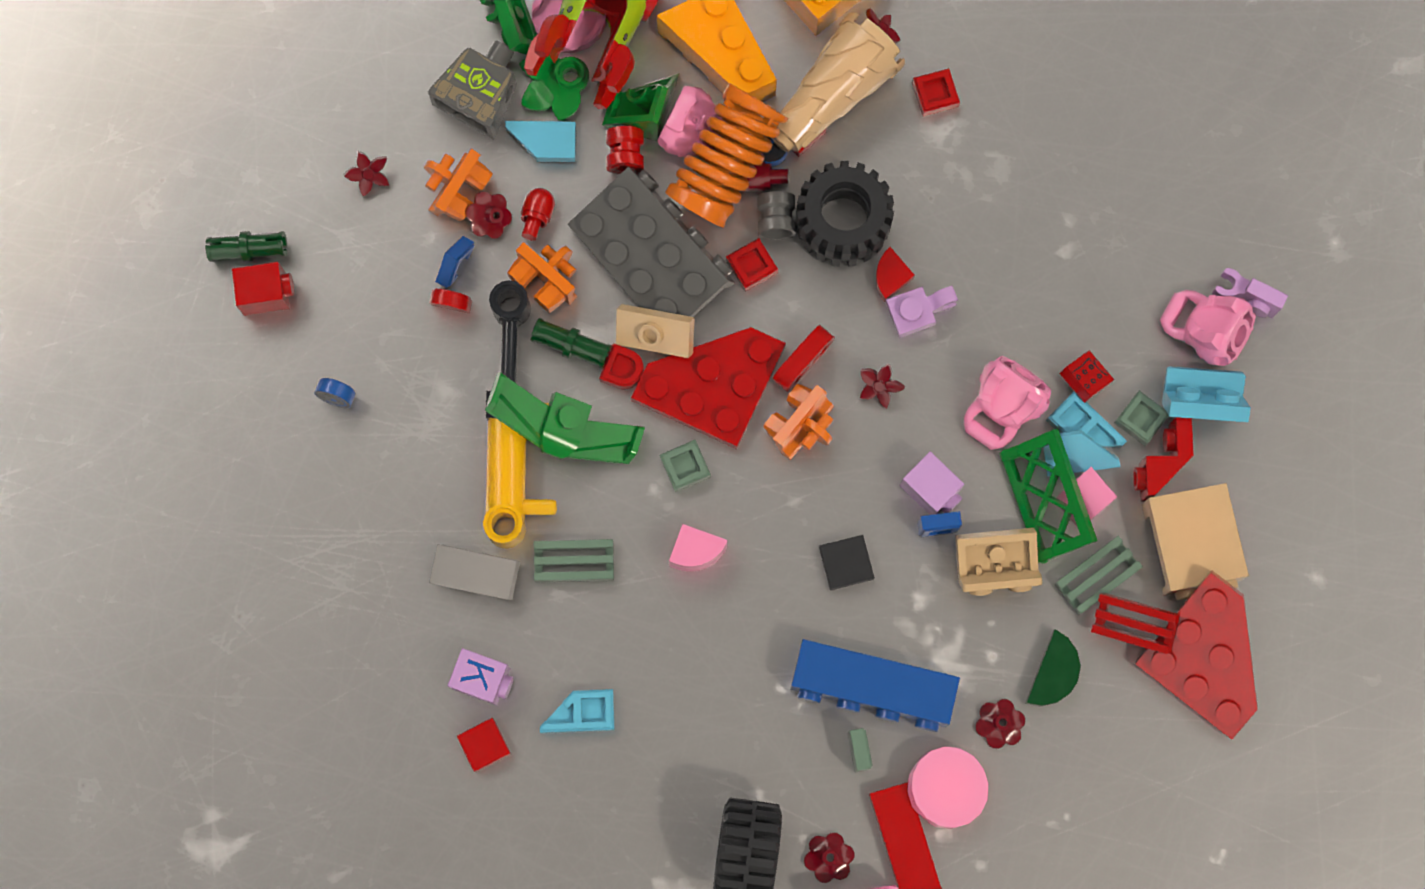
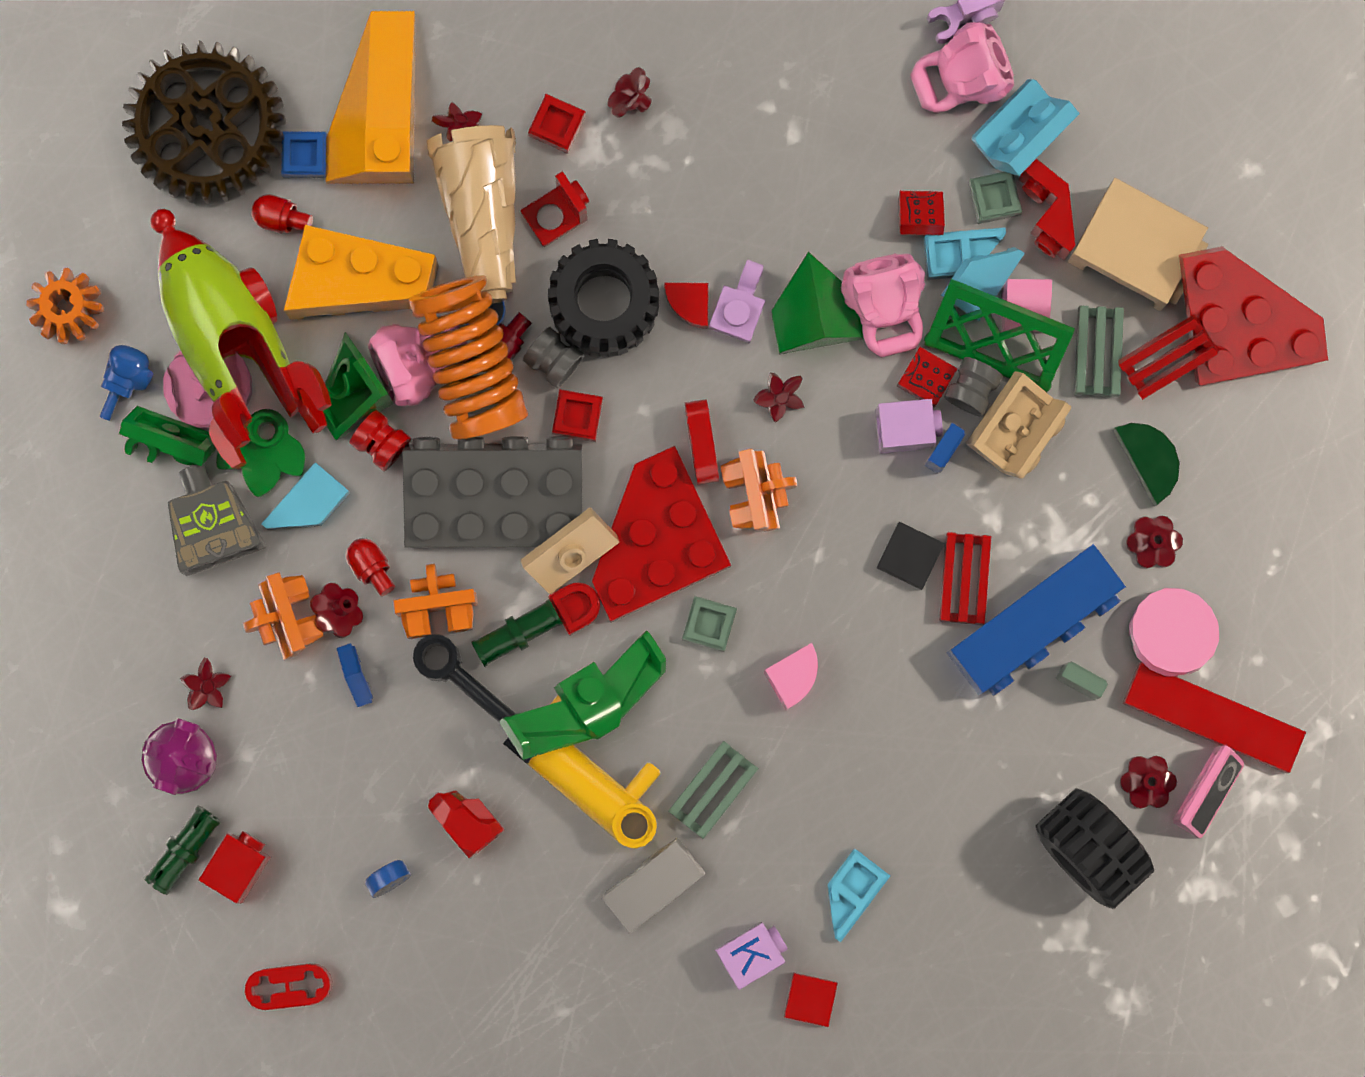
camera: 55 degrees left, 5 degrees up
(217, 382) = (289, 997): none -> red beam
(306, 194) = (179, 757): none -> magenta helmet
(414, 413) = (465, 821): none -> red rock
(450, 300) = (388, 708): red tile -> none
(890, 593) = (968, 541): none -> red tile
(891, 139) = (569, 199): none -> red bracket
(956, 359) = (813, 311): none -> green slope
(978, 473) = (927, 376): none -> red tile
(997, 122) = (630, 93): none -> dark red plant
(998, 508) = (973, 386): none -> dark grey wheel

